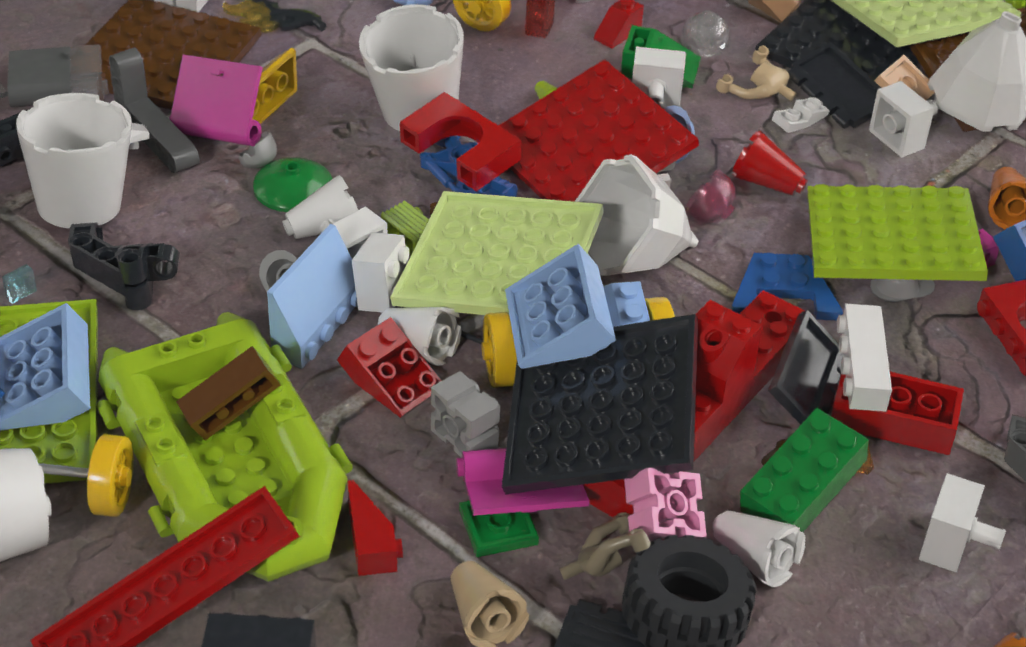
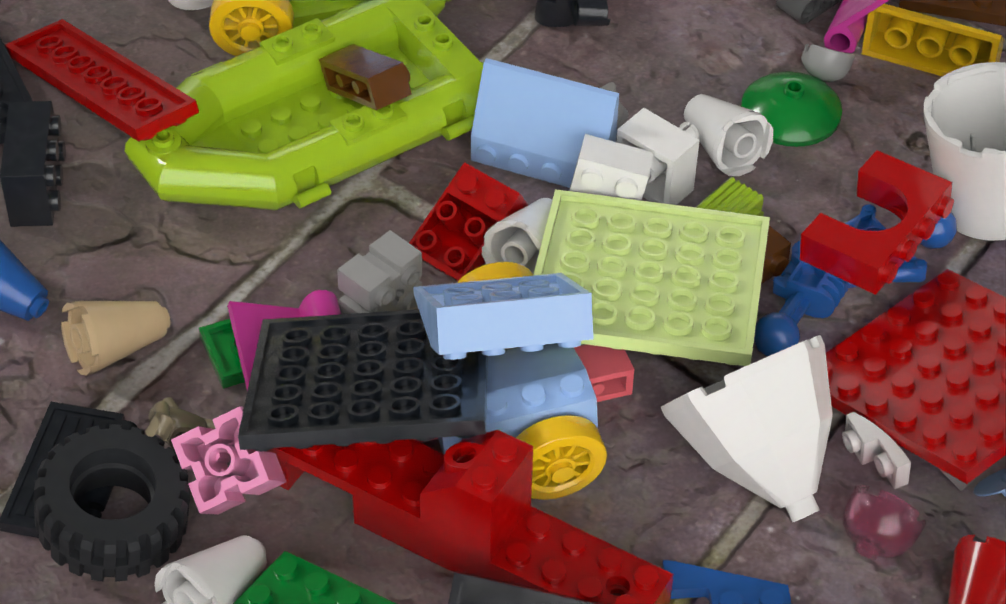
camera: 85 degrees right, 5 degrees up
(372, 535) = (211, 235): red slope -> none

